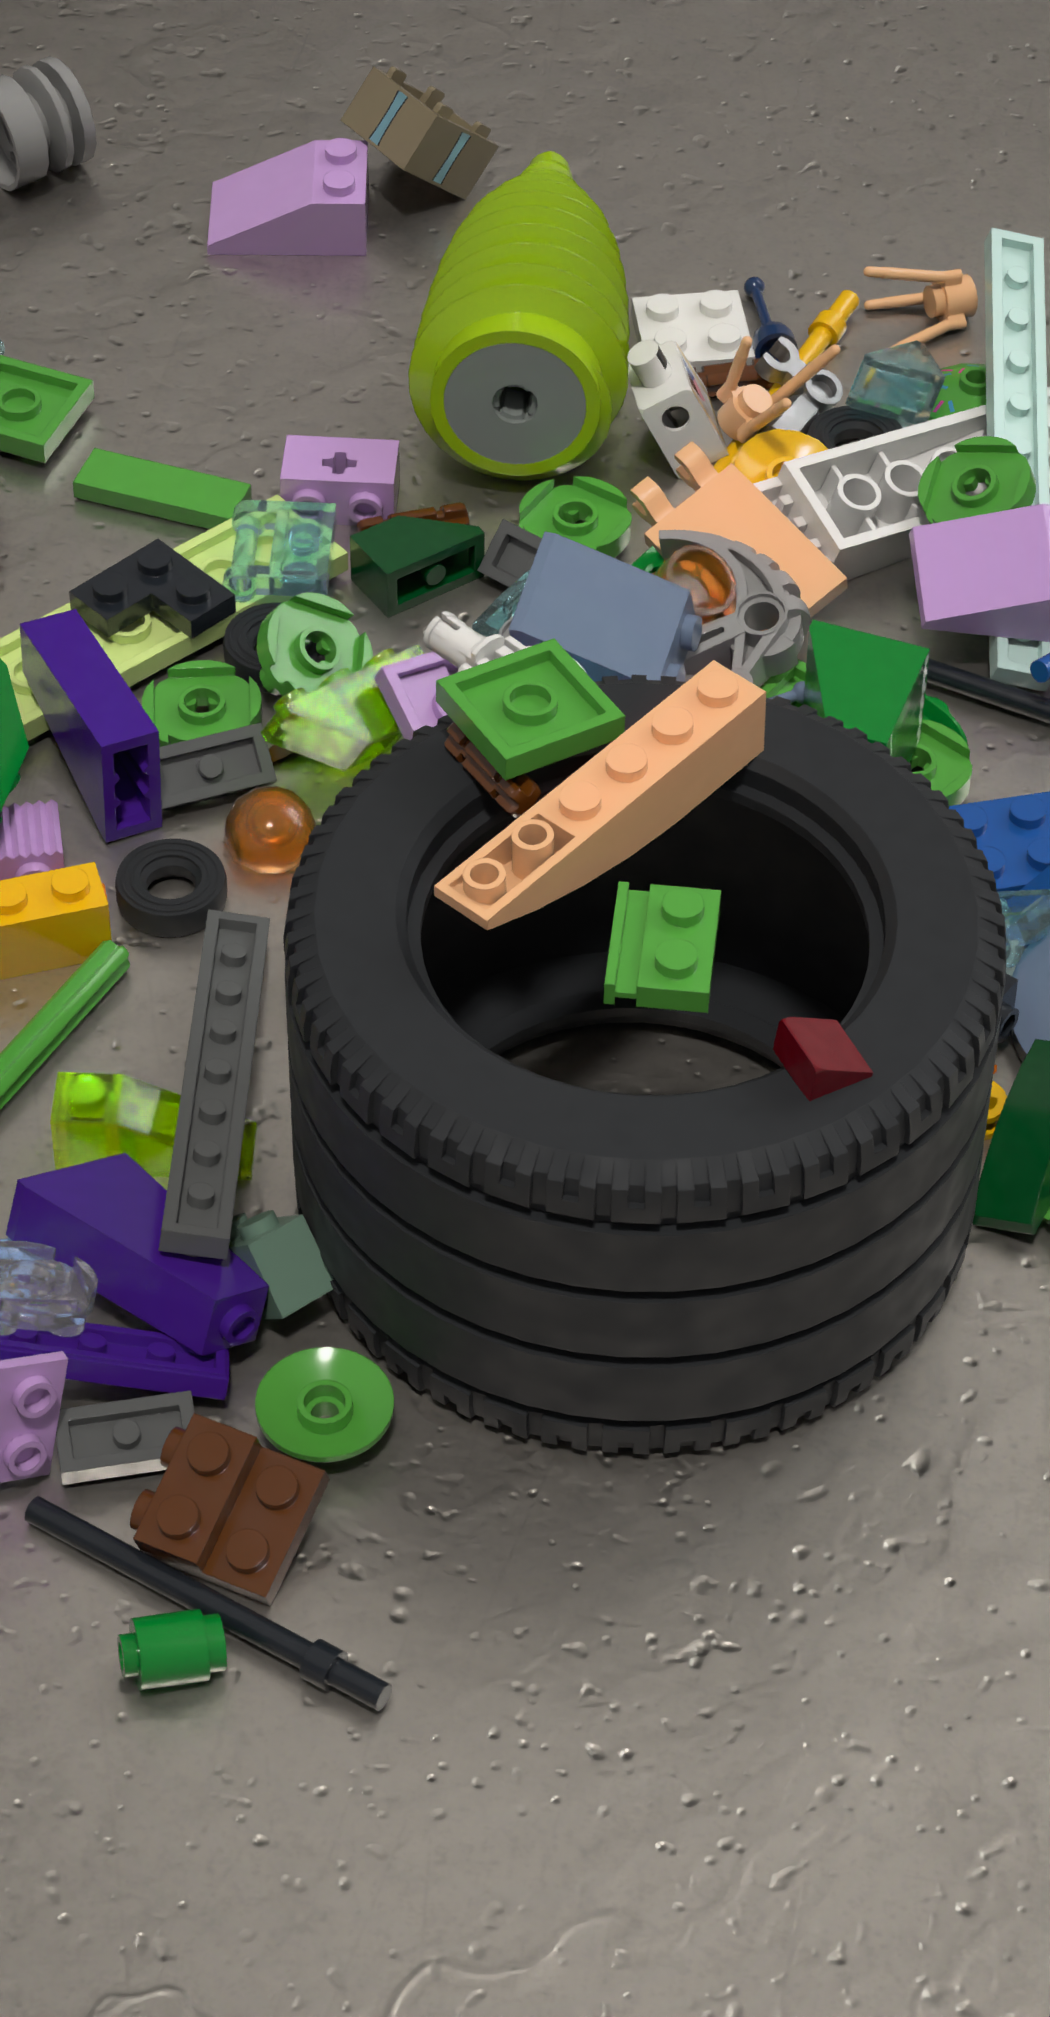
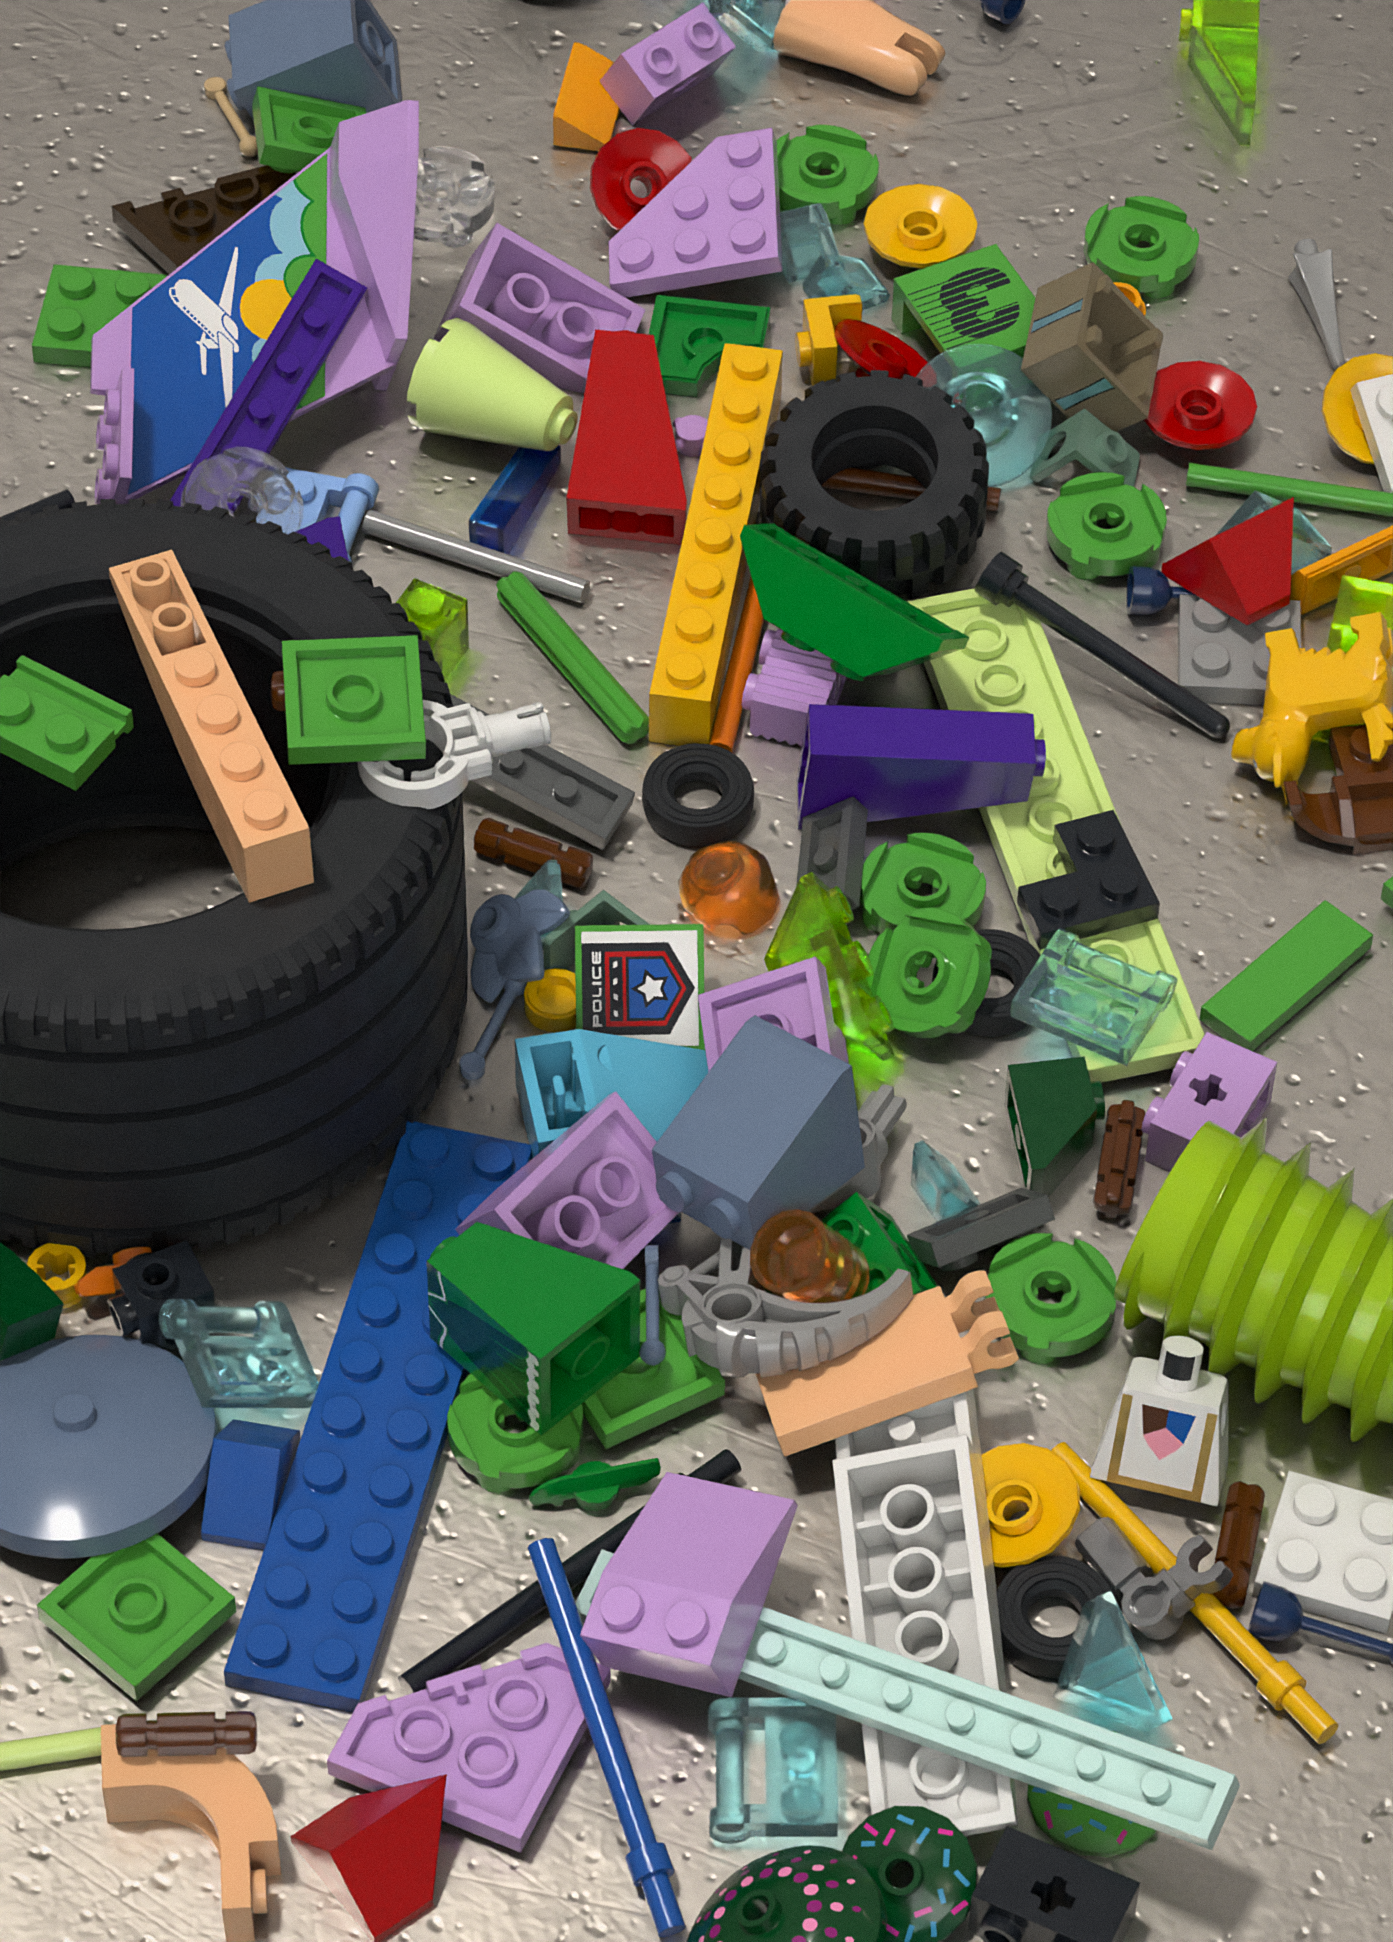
camera: 115 degrees right, 5 degrees up
(751, 406) = (1122, 1491): light nougat plant -> none
(948, 298) = (1274, 1829): light nougat plant -> none
(977, 461) = (830, 1600): bright green plate -> none

